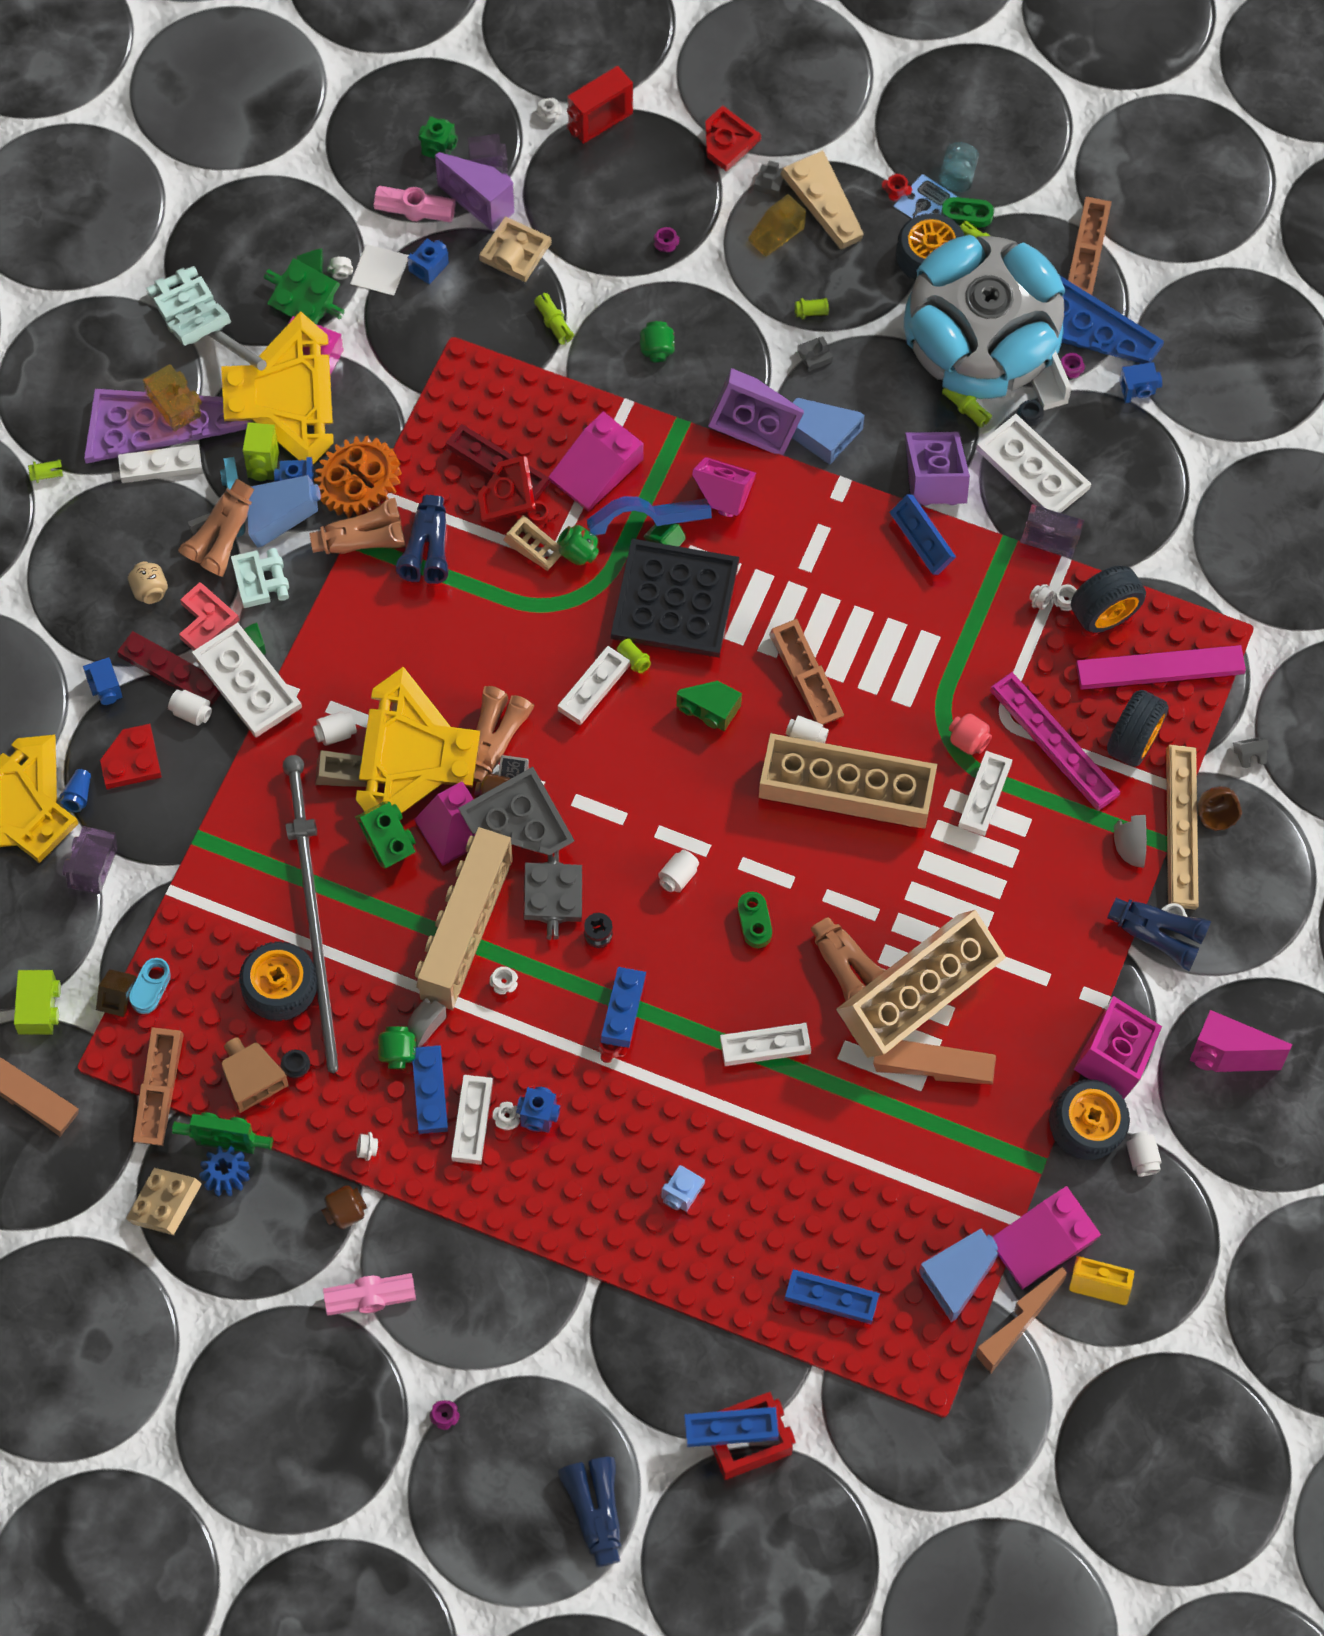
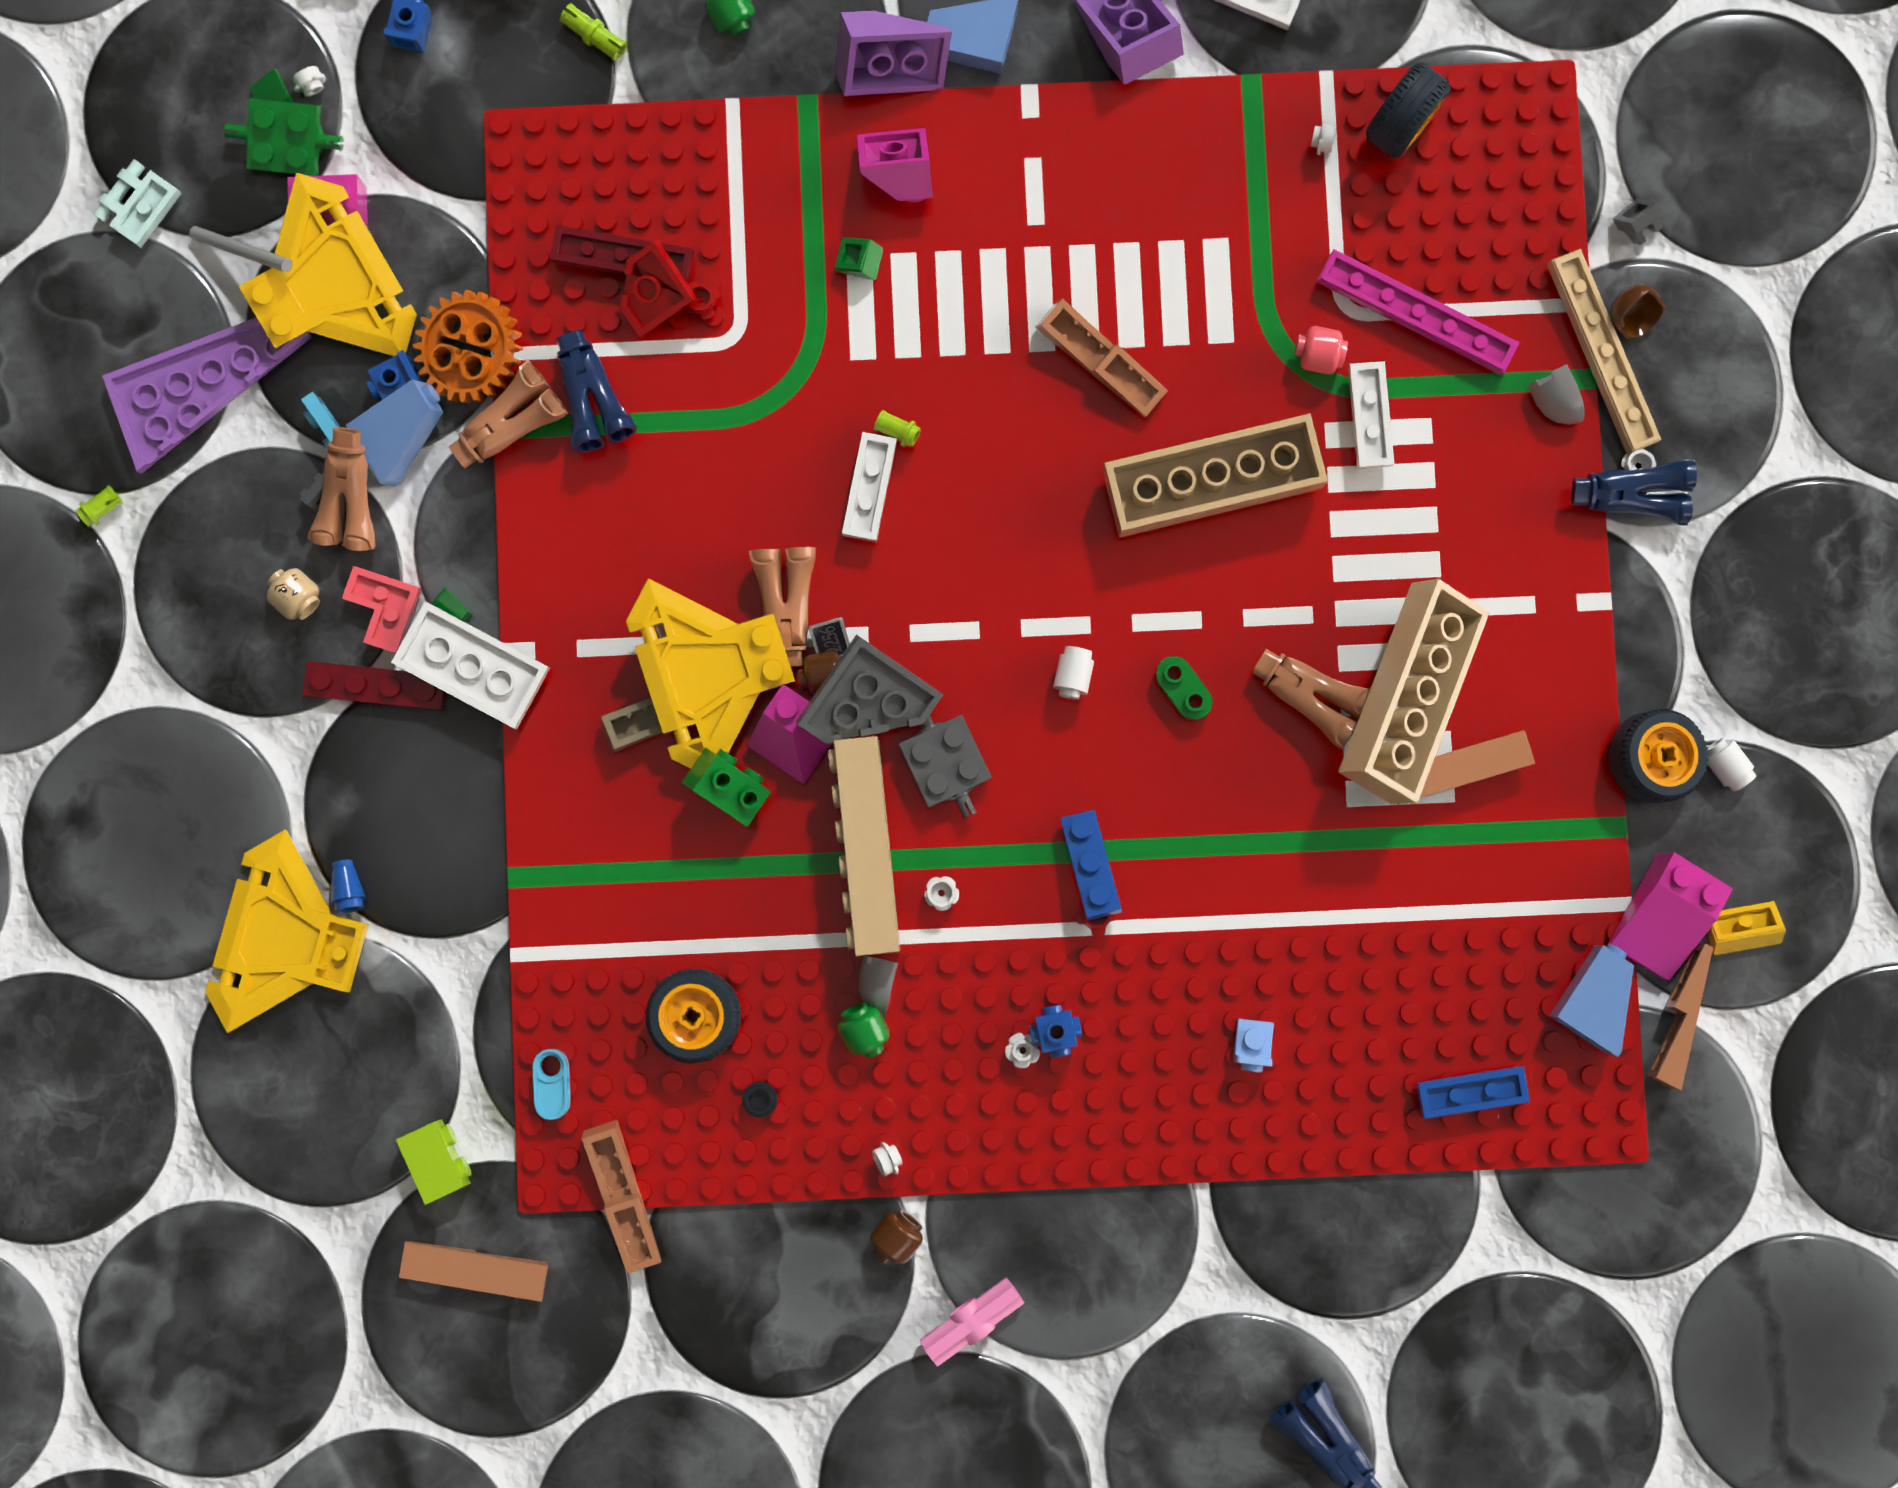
camera: 20 degrees left, 20 degrees up
(90, 860) = (406, 966): clear purple brick -> none
(103, 681) = (307, 741): blue brick -> none
(114, 992) = (517, 1111): dark brown panel -> none
(131, 758) = (386, 816): red plate -> none
(160, 463) = (227, 433): white plate -> none
(163, 1201) = (697, 1325): tan plate -> none
(172, 397) = (181, 342): clear yellow brick -> none
(190, 707) = (422, 725): white brick -> none
(198, 322) = (179, 233): light aqua plate -> none
(214, 1132) = (708, 1224): green plate -> none
(236, 1171) = (744, 1270): blue gear -> none
(251, 579) = (410, 533): light aqua plate -> none
(251, 1074) = (716, 1137): medium nougat torso -> none
(260, 451) = (339, 370): lime brick -> none
(302, 831) = (627, 820): dark grey bar -> none
(334, 728) = (601, 678): white brick -> none
(379, 269) = (356, 60): white sticker -> none
(430, 1090) = (923, 1059): blue plate -> none
(441, 1407) = (1114, 1423): magenta plate -> none
(472, 1119) = (987, 1073): white plate -> none
(533, 531) = (704, 323): tan slope -> none
(578, 545) = (767, 320): green head -> none
(597, 461) = (737, 201): dark pink slope -> none
(598, 937) = (1014, 788): black wheel -> none
(661, 514) = (842, 234): blue piece -> none
(675, 598) = (909, 333): black plate -> none
(711, 702) = (1013, 447): green slope -> none
(731, 1427) = (1439, 1299): blue plate -> none
(734, 1468) = (1409, 1286): red window -> none
(765, 1044) = (1266, 833): white plate -> none
(807, 729) = (1138, 435): white brick -> none
(922, 534) = (1154, 121): blue plate -> none
(1052, 531) = (1299, 48): clear purple brick -> none
(1060, 593) = (1355, 117): white plate -> none
(1119, 1047) = (1651, 654): dark pink slope -> none
(1137, 728) = (1512, 259): black wheel -> none
(1160, 667) = (1496, 164): dark pink tile -> none
(1233, 1046) = (1761, 599): dark pink slope -> none

